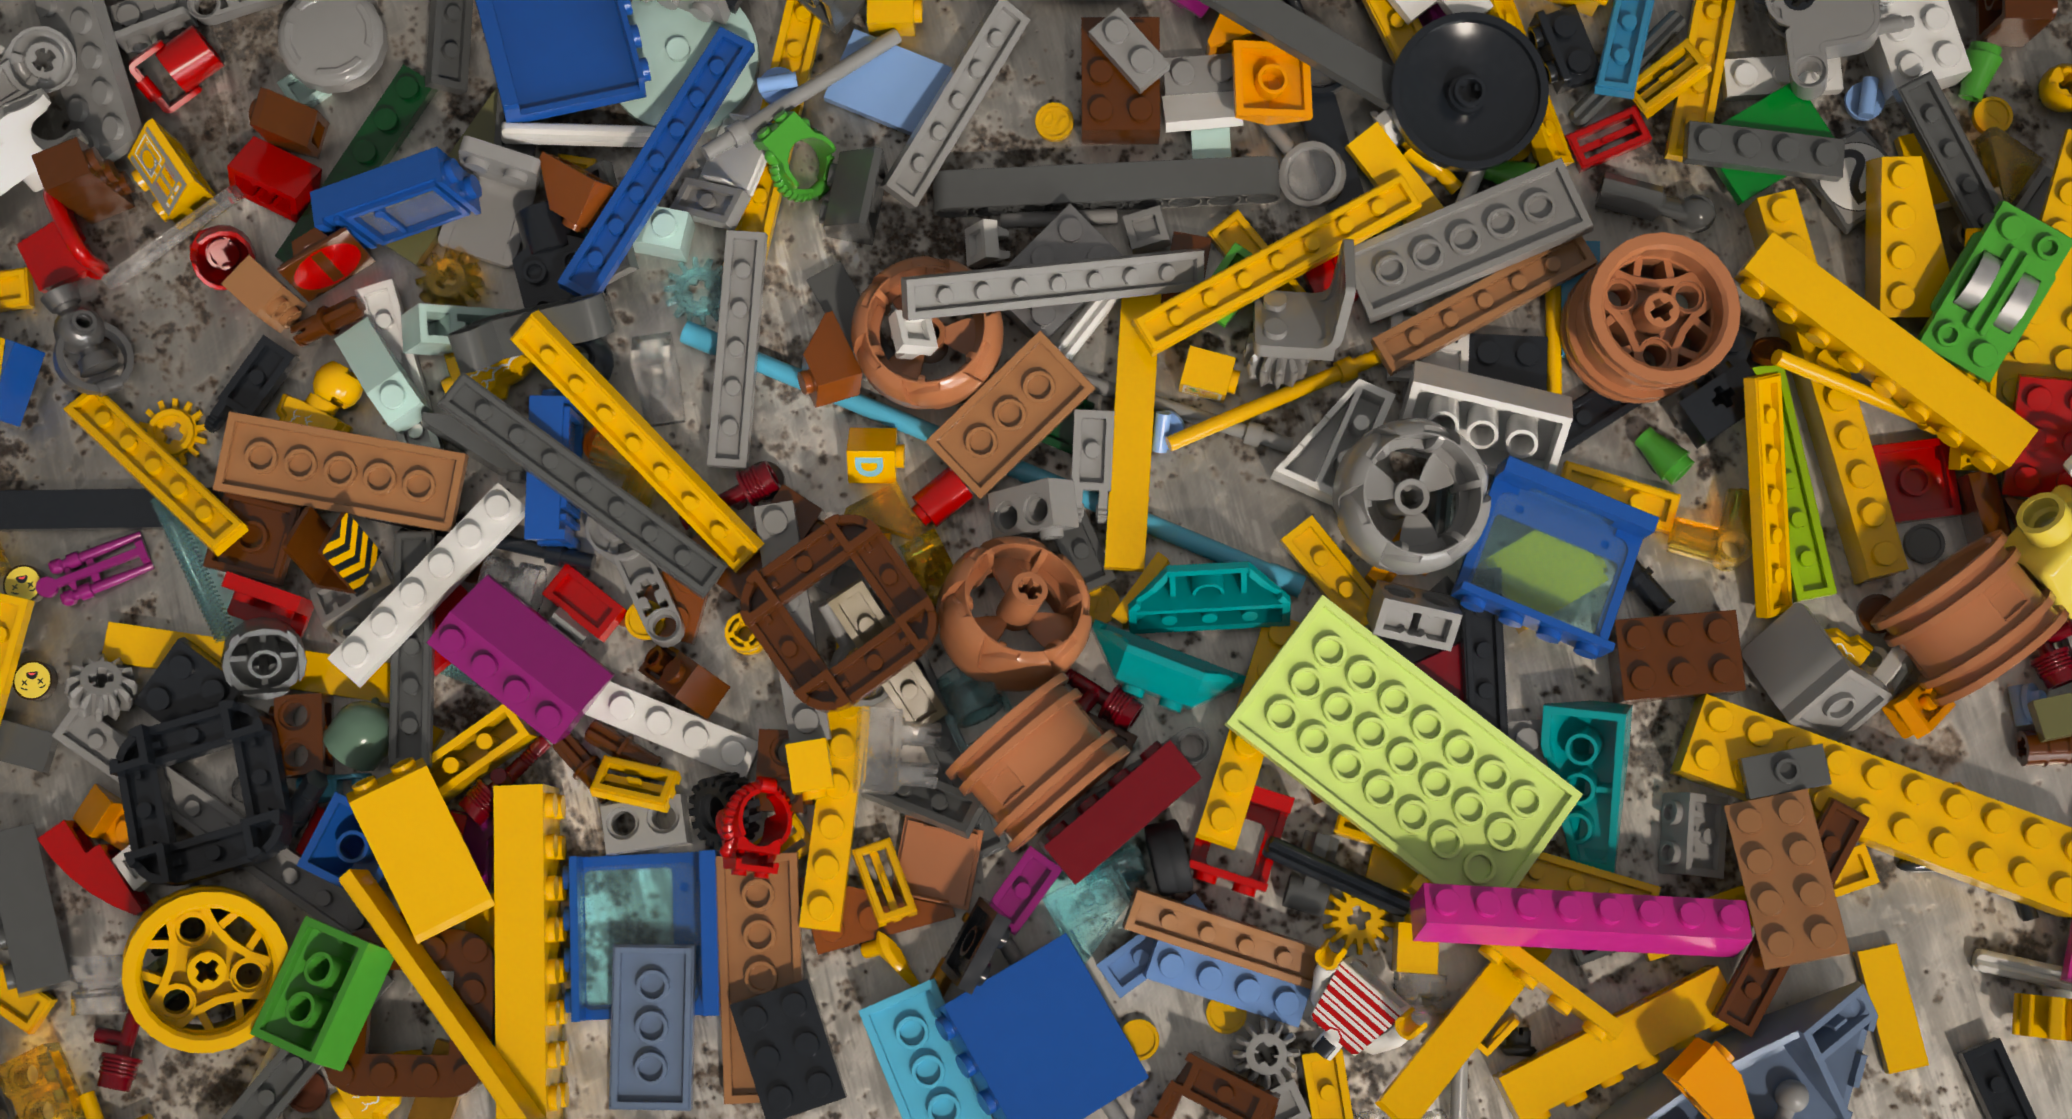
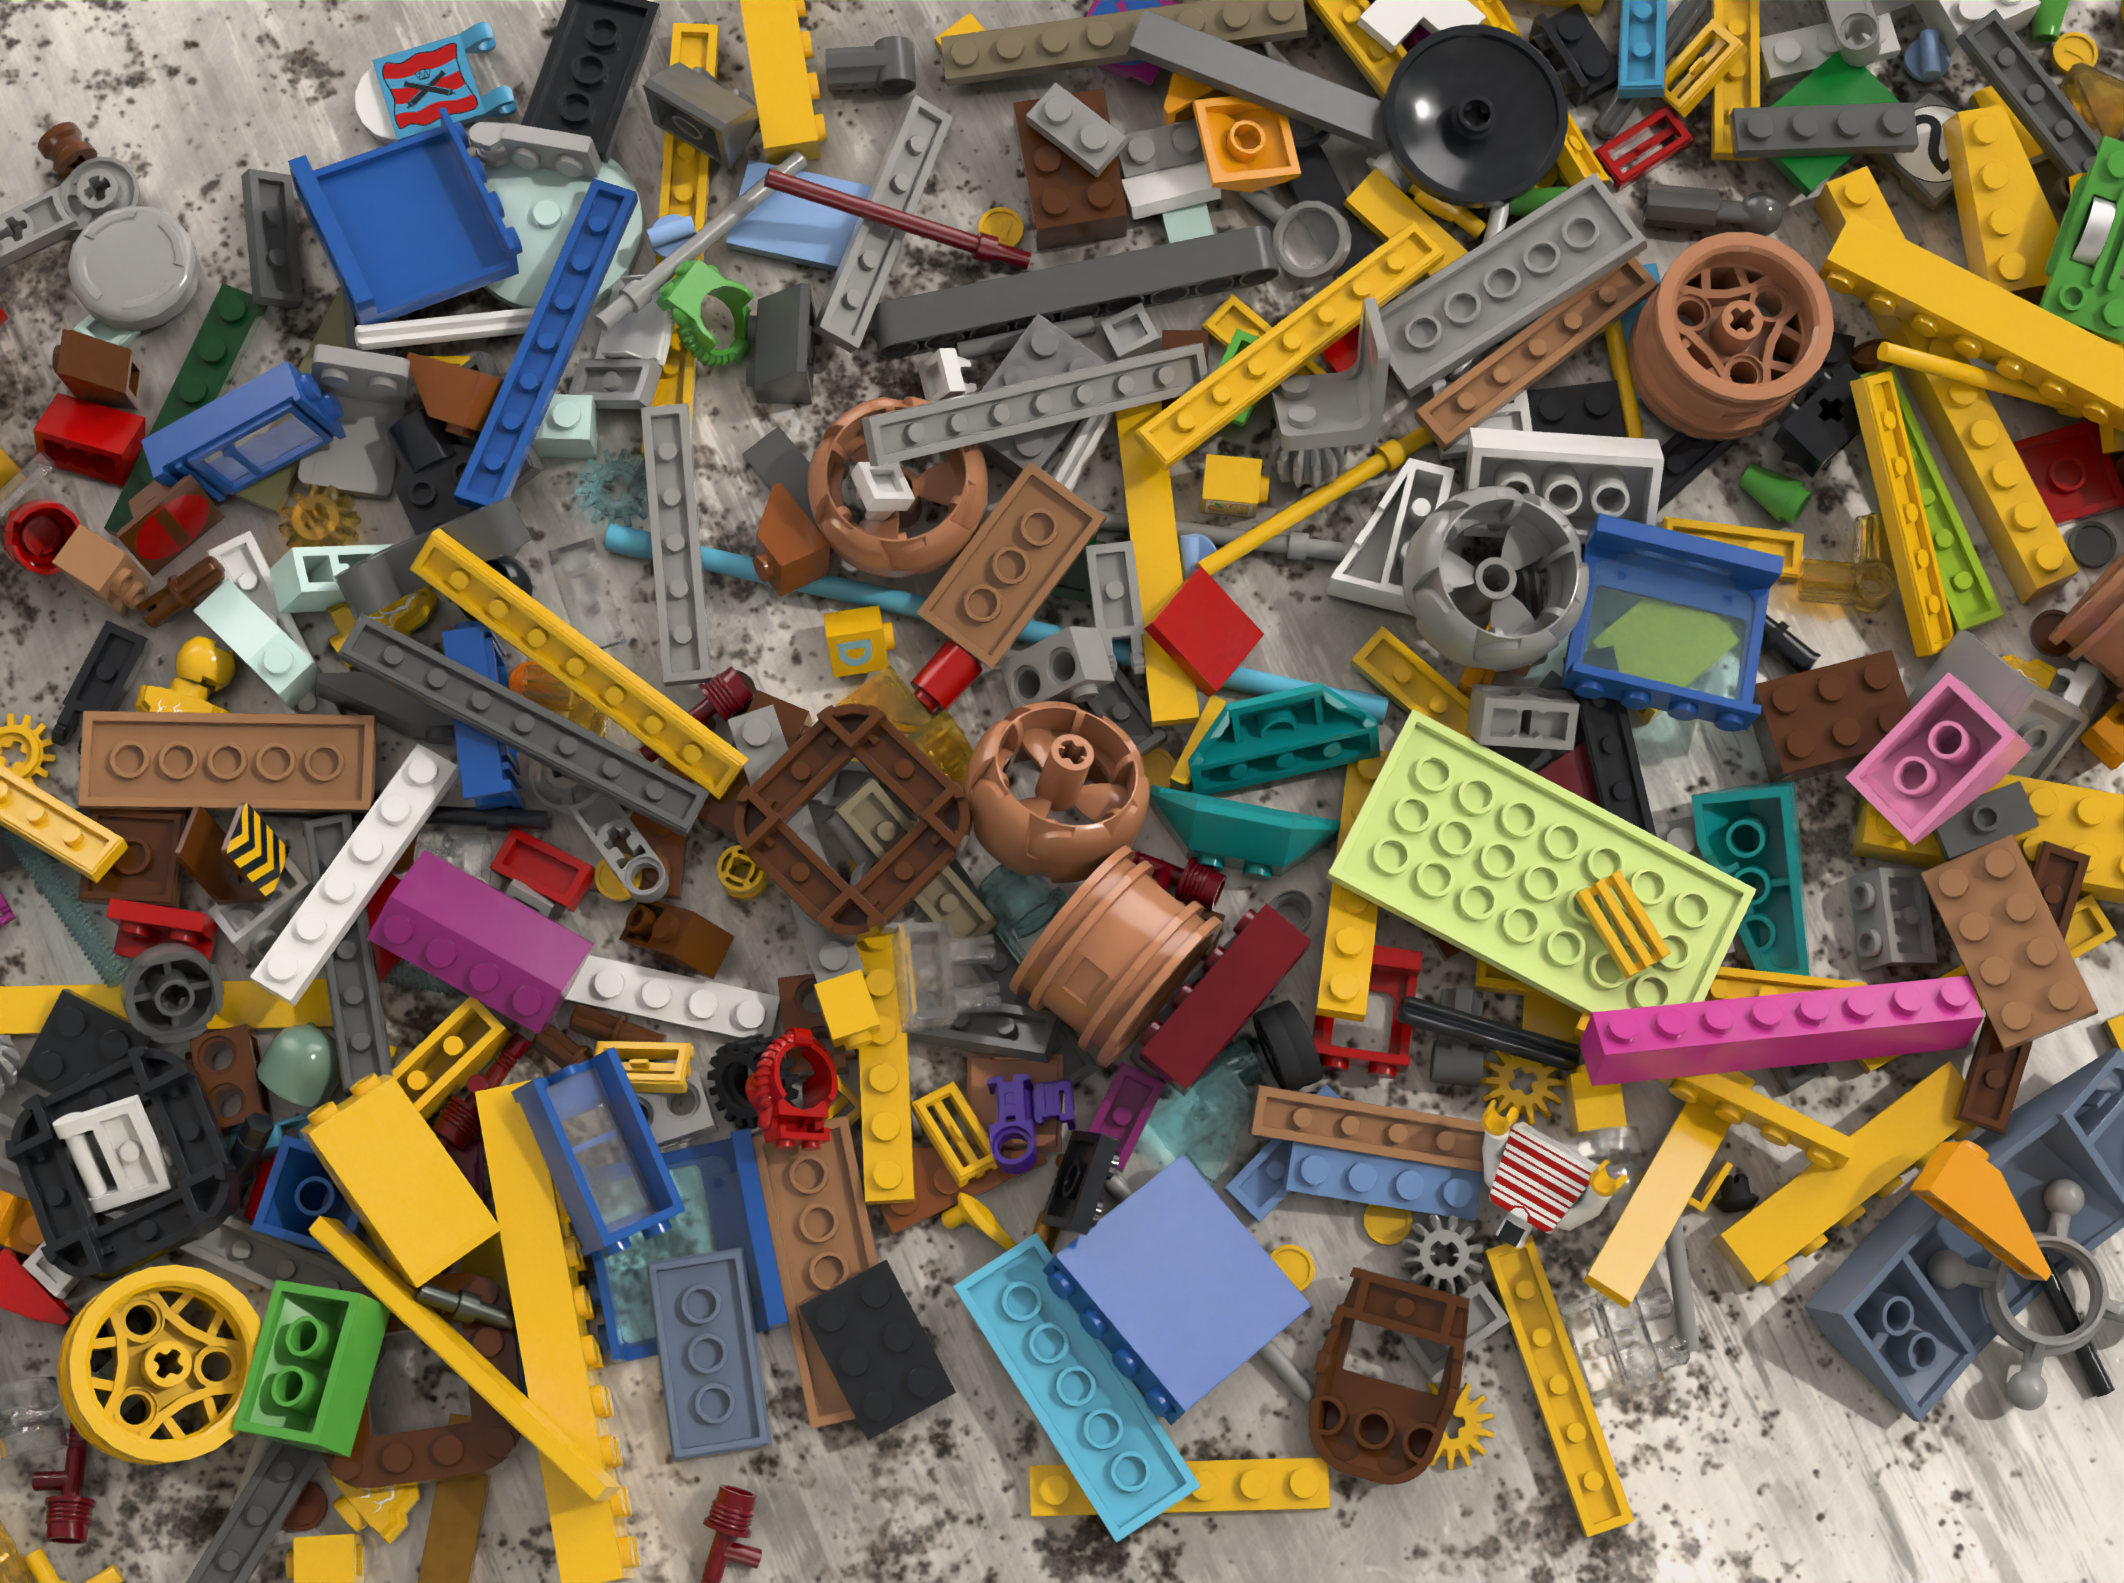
camera: 15 degrees left, 5 degrees down
(207, 780) = (128, 1149): none -> white plate
(456, 961) = (465, 1306): none -> pearl dark grey bar
(587, 854) = (600, 1153): none -> door
(944, 872) = (1028, 1107): none -> dark purple piece
(1035, 135) = (982, 246): none -> dark red bar
(1161, 497) = (1204, 631): none -> red tile
(1478, 800) = (1638, 916): none -> yellow tile
(1756, 714) = (1937, 759): none -> bright pink slope

